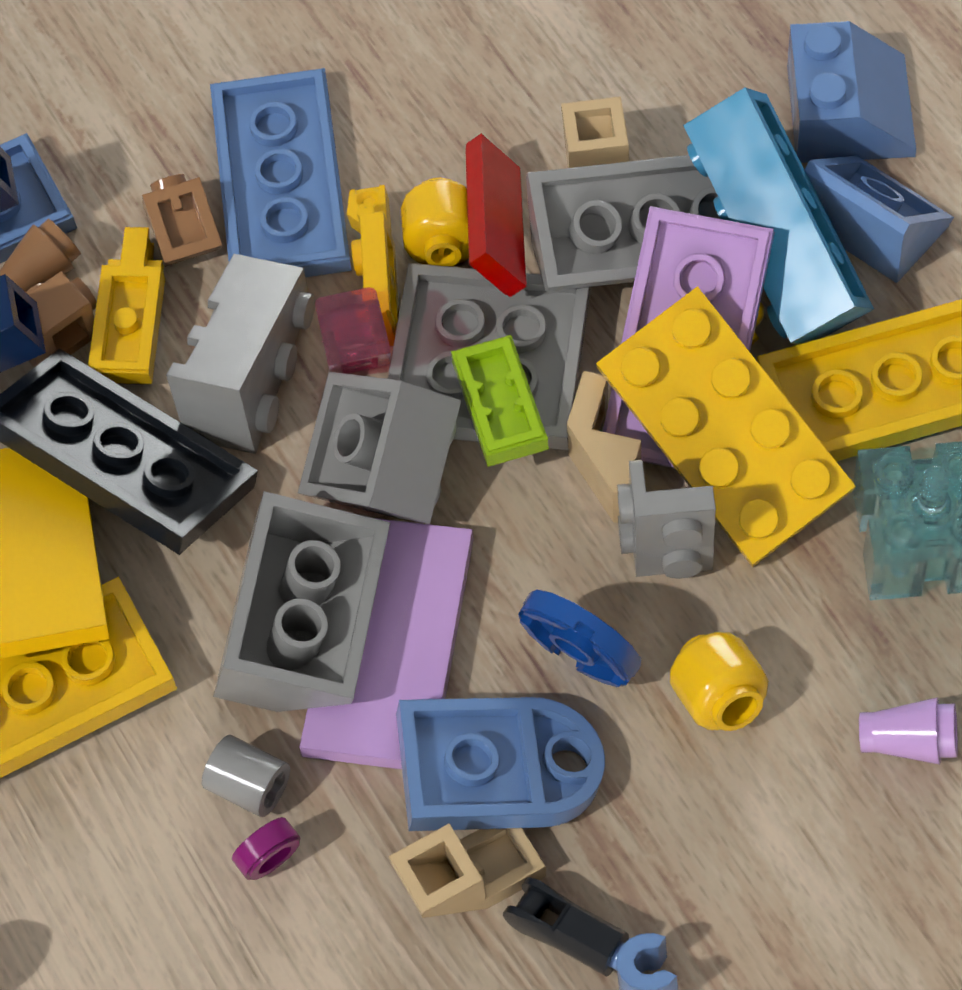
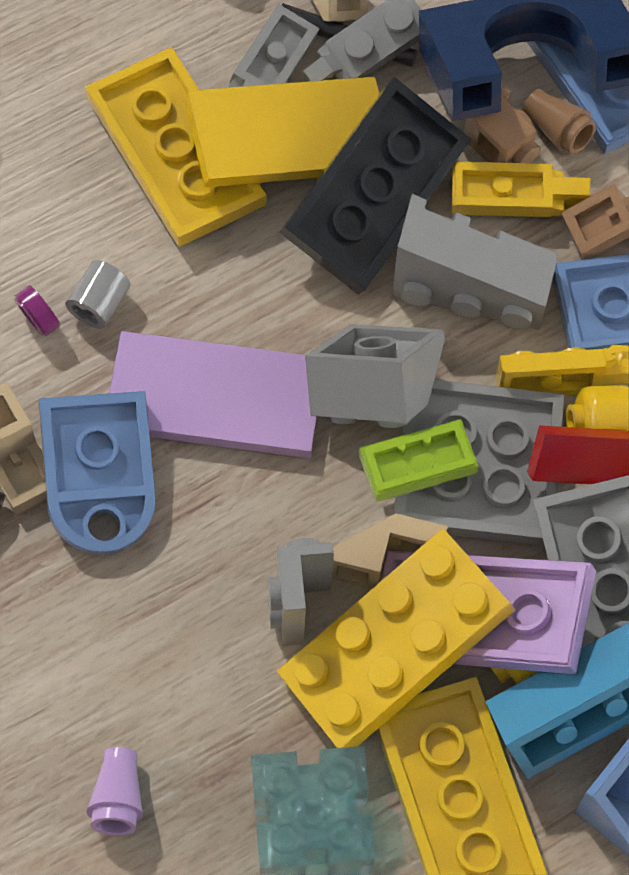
camera: 80 degrees right, 5 degrees up
(302, 606) = (231, 317): light grey slope -> none
(353, 331) = (472, 342): clear pink slope -> none
(581, 635) = (195, 528): blue tile -> none
(719, 681) = (164, 638): yellow head -> none

